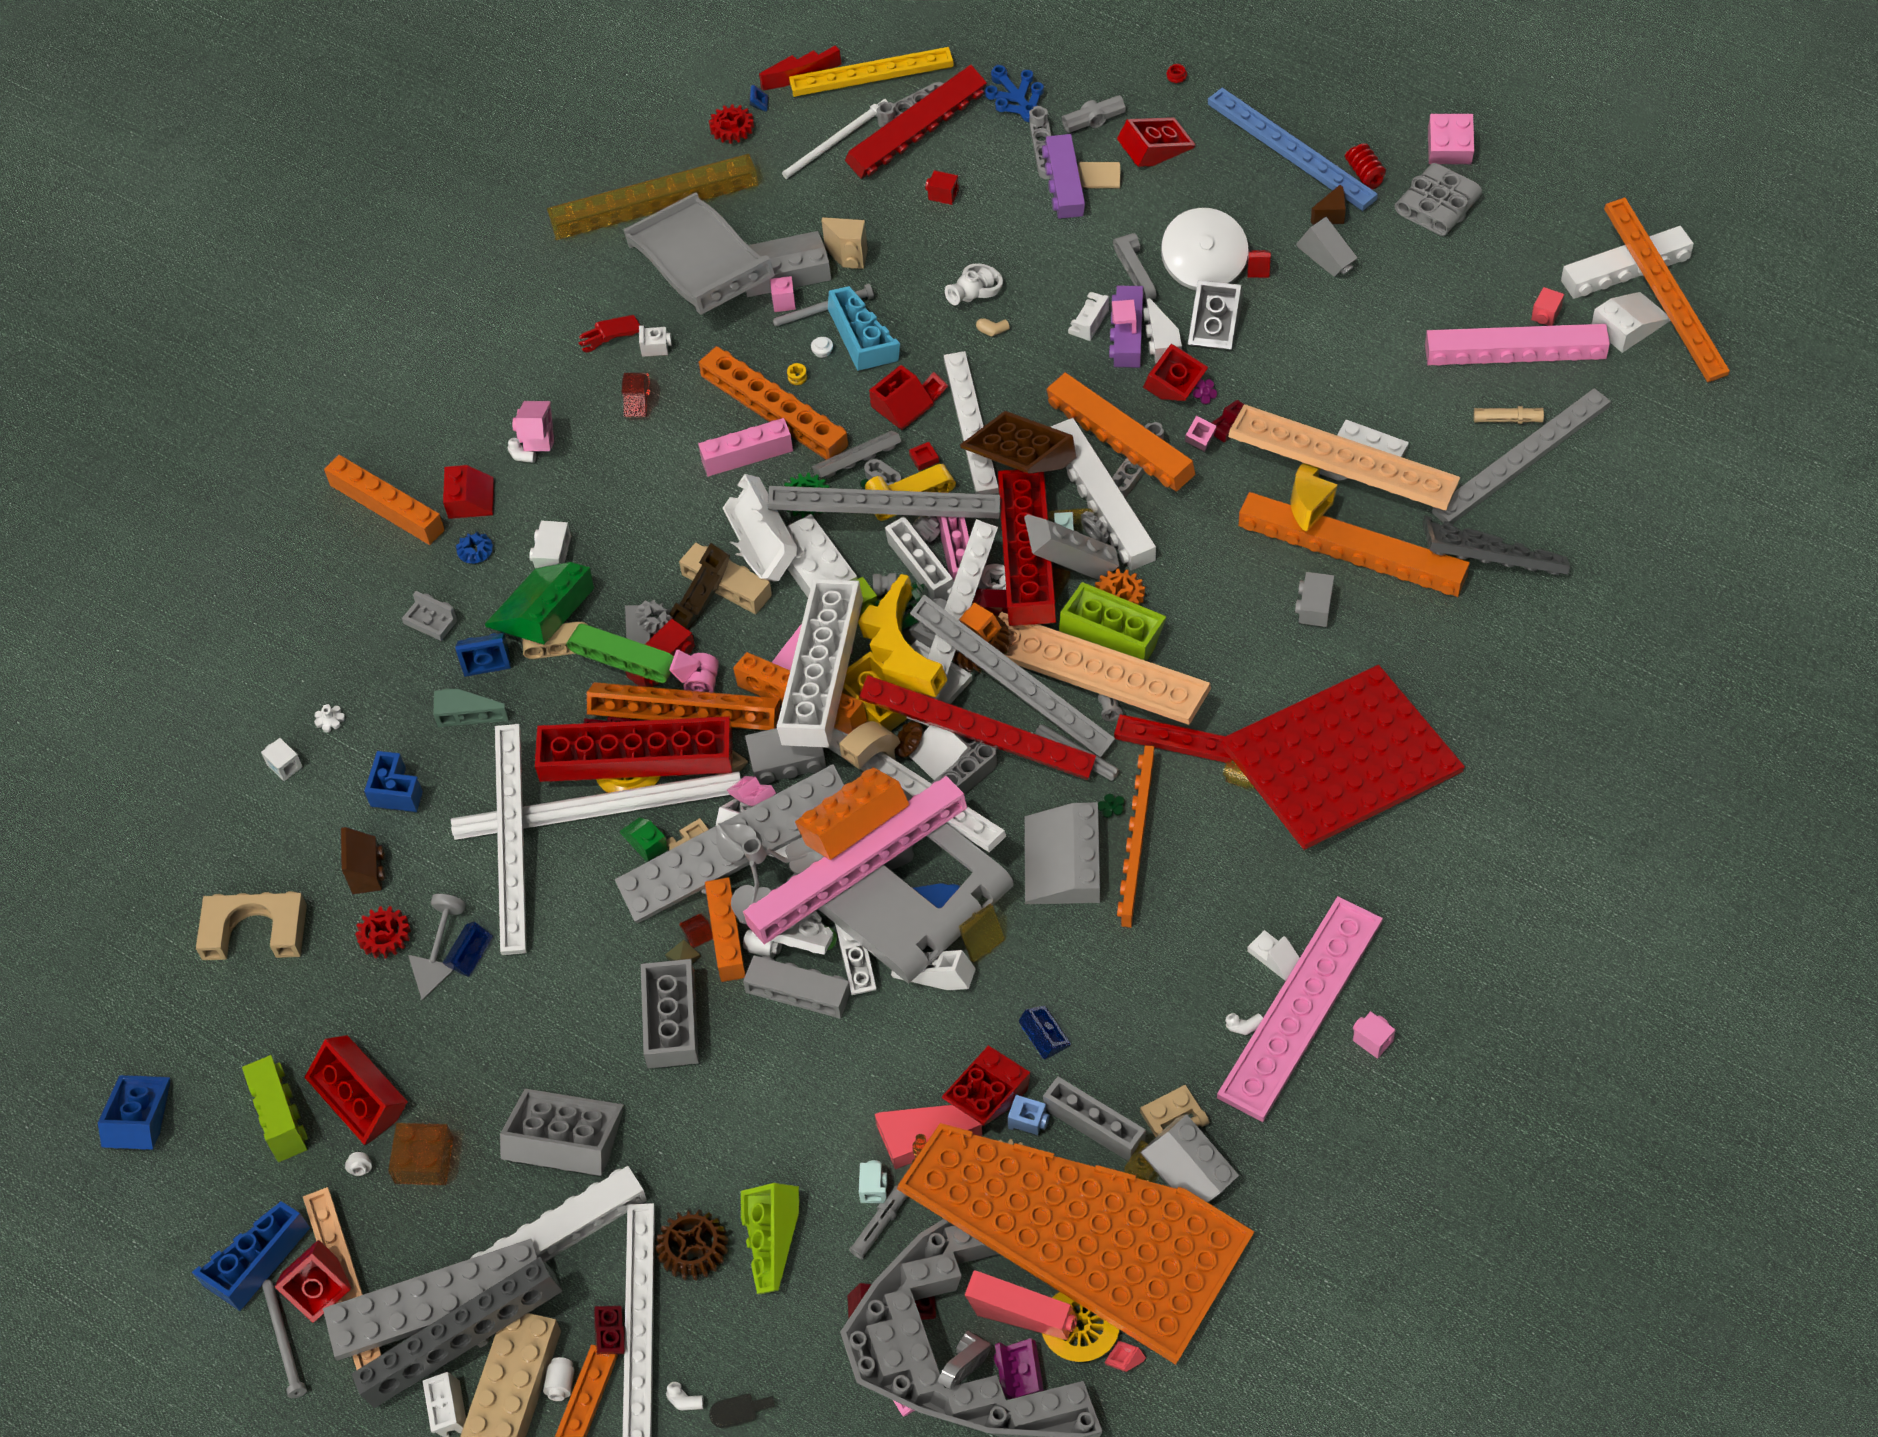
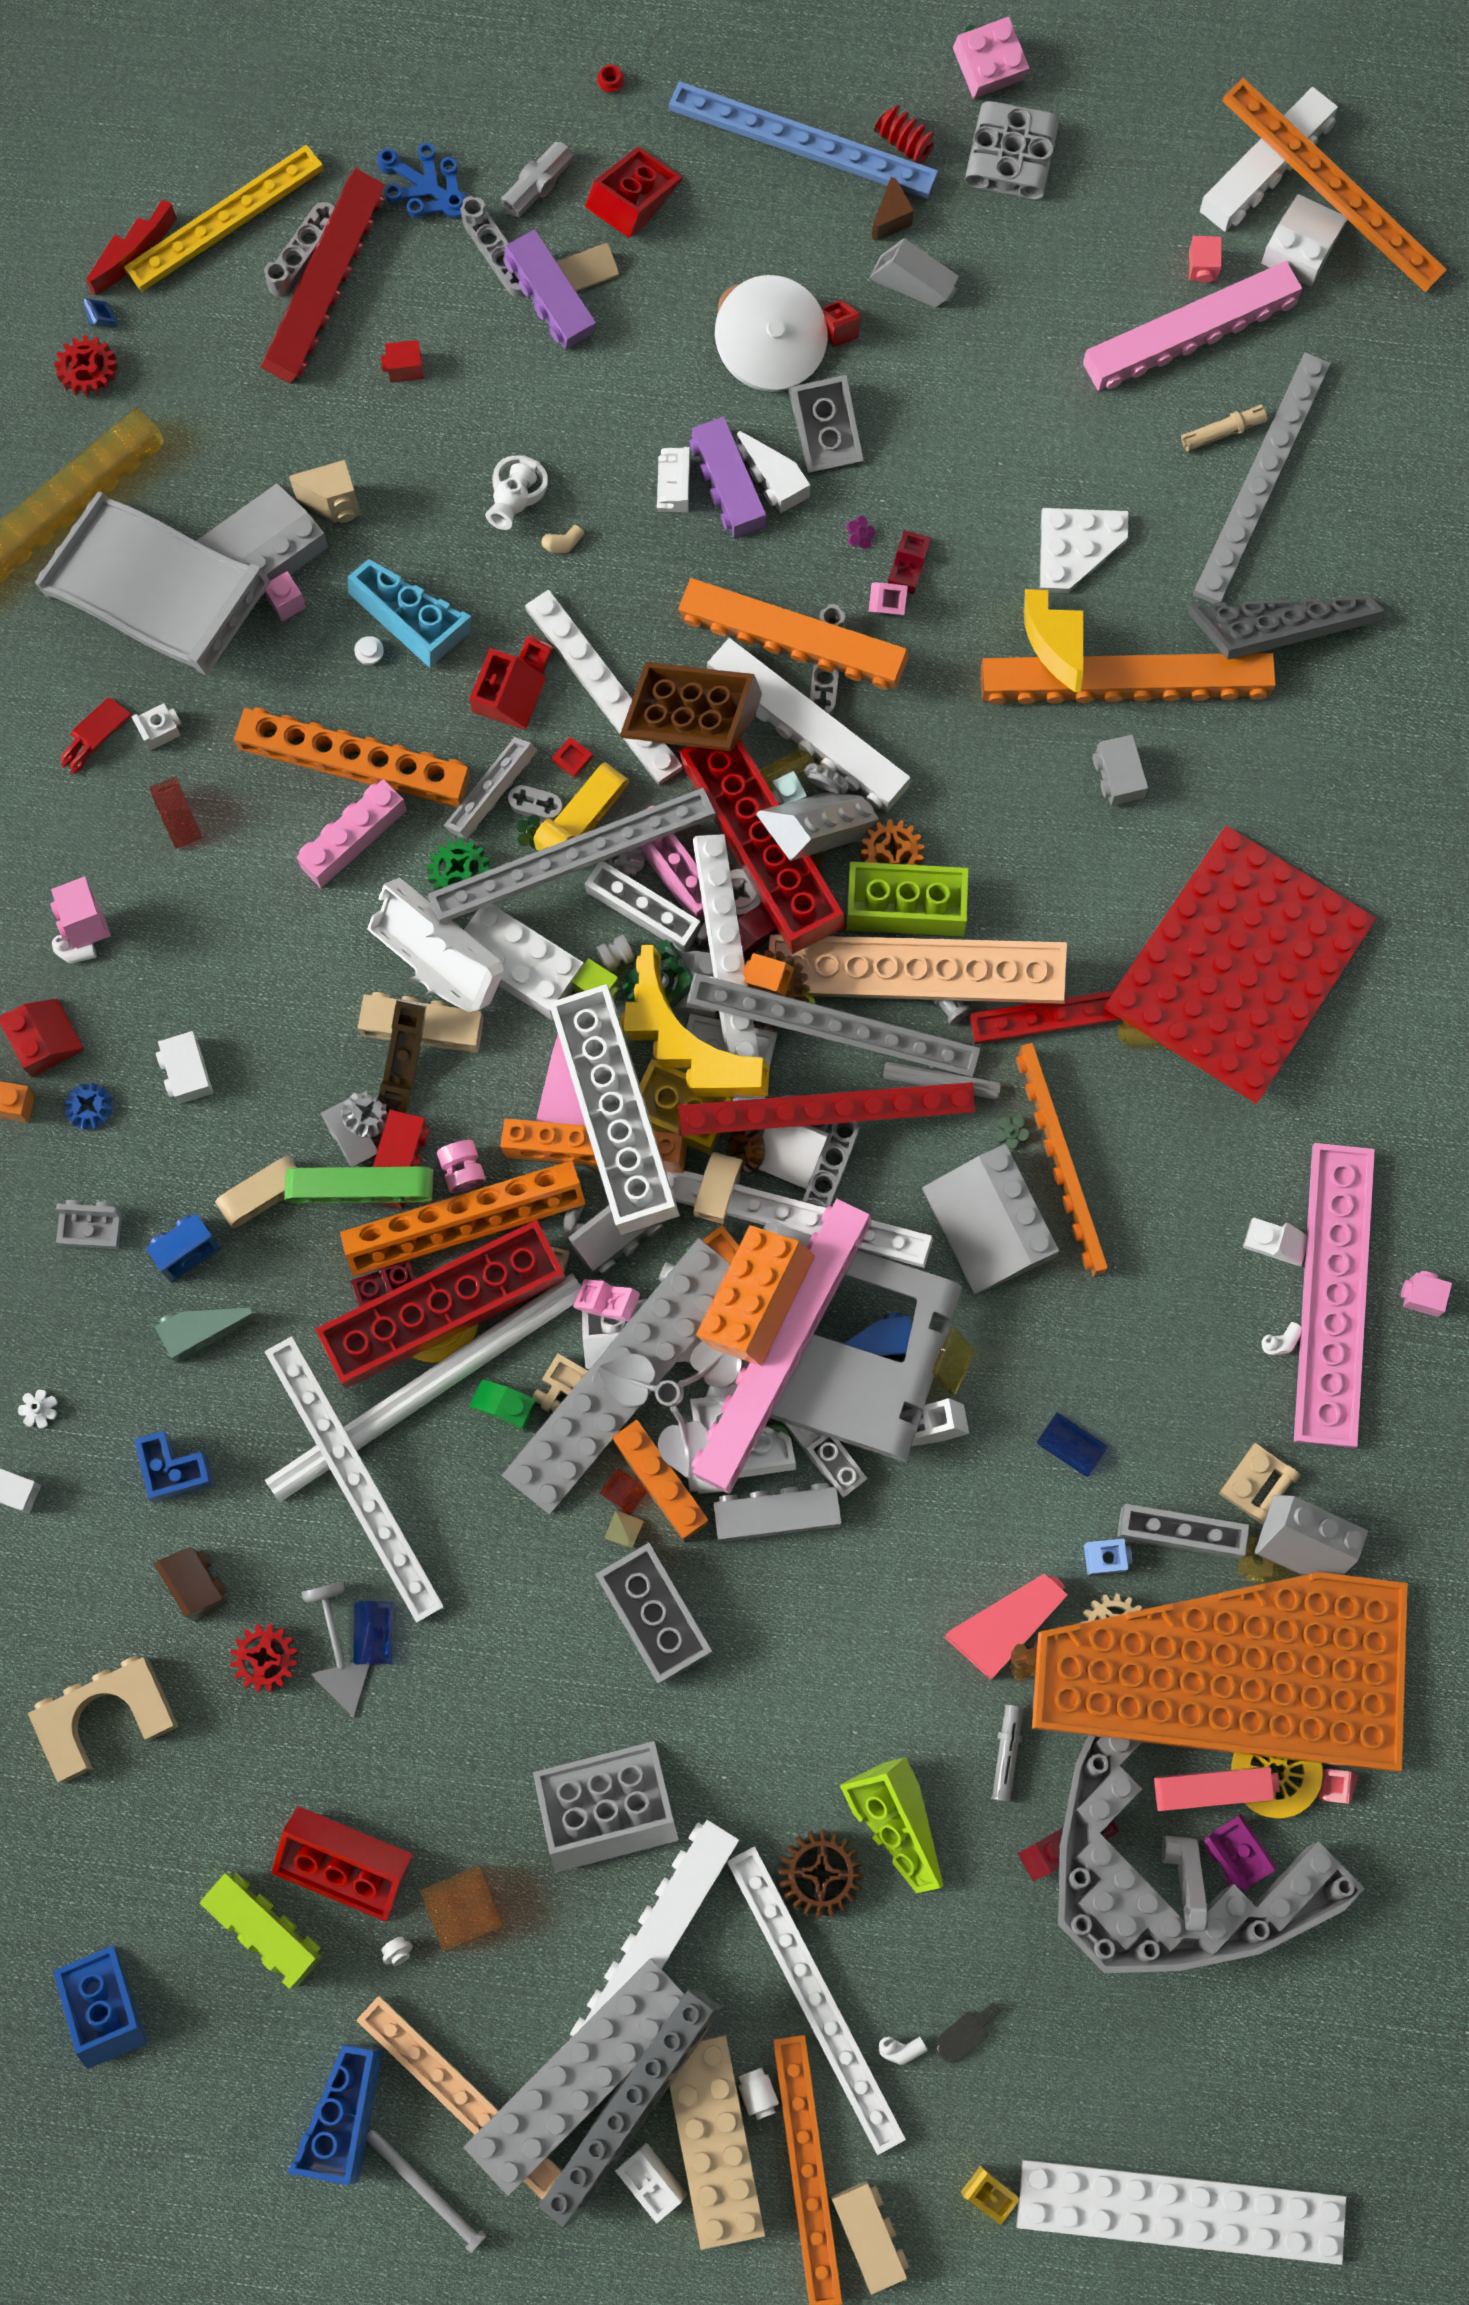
camera: 30 degrees left, 20 degrees up
(314, 1281) = (429, 2115): red slope -> none
(543, 602) = (218, 1152): green slope -> none
(609, 1330) = (783, 2015): dark red slope -> none
(683, 666) = (443, 1172): bright pink slope -> none
(797, 368) = (356, 710): yellow bush -> none
(831, 141) = (257, 276): white bar -> none
(866, 292) = (385, 550): light grey bar -> none
(872, 1182) = (978, 1710): light aqua brick -> none
(988, 1086) = (1053, 1548): red slope -> none
(1124, 312) = (727, 471): bright pink panel -> none
(1125, 249) = (670, 365): light grey beam -> none
(1174, 375) = (820, 528): red slope -> none
(1344, 457) = (1070, 567): light nougat plate -> none

